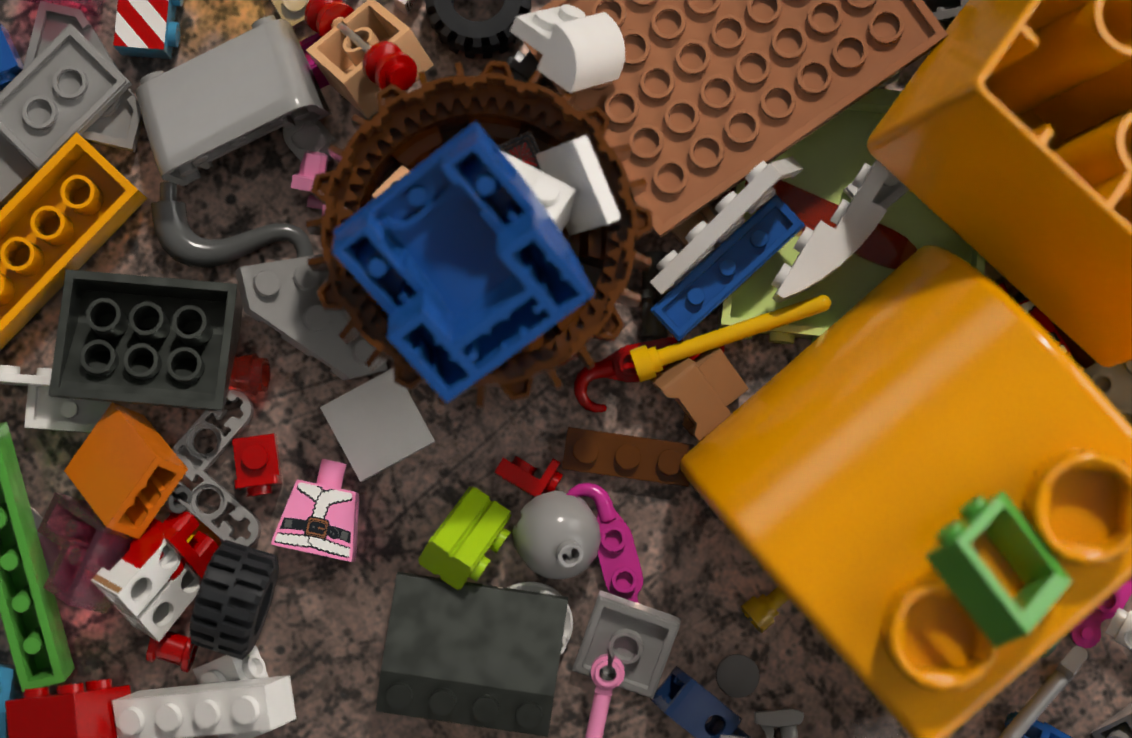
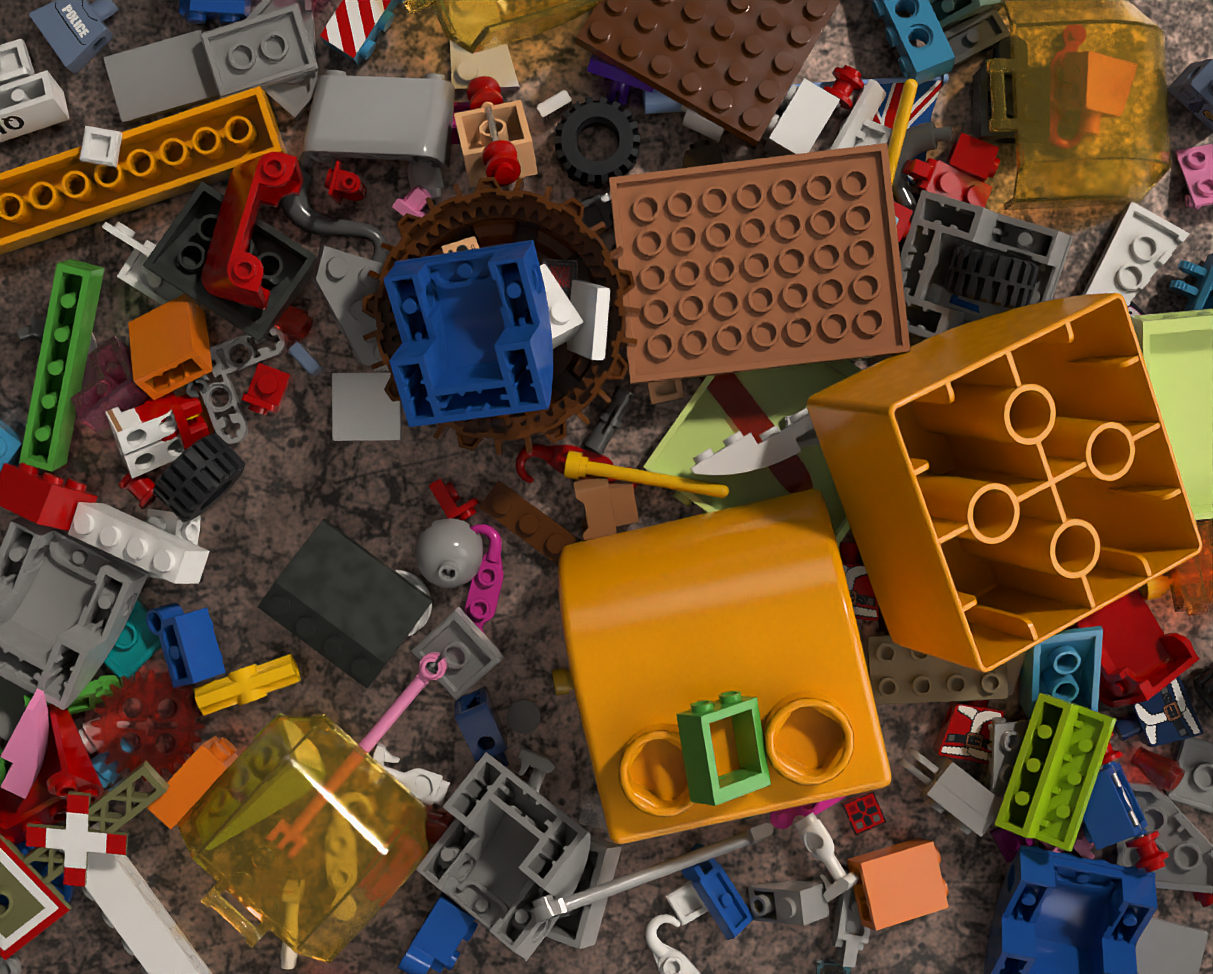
camera: 30 degrees right, 5 degrees up
(148, 343) = (228, 267): none -> red windscreen
(226, 191) = (344, 184): none -> red hinge
(283, 407) = (306, 359): none -> sand blue tile
(321, 516) = (292, 451): torso -> none
(465, 537) = (384, 520): lime brick -> none
(574, 47) = (639, 216): white brick -> none
(727, 268) = (668, 430): blue tile -> none
(731, 209) = (689, 395): white wing -> none

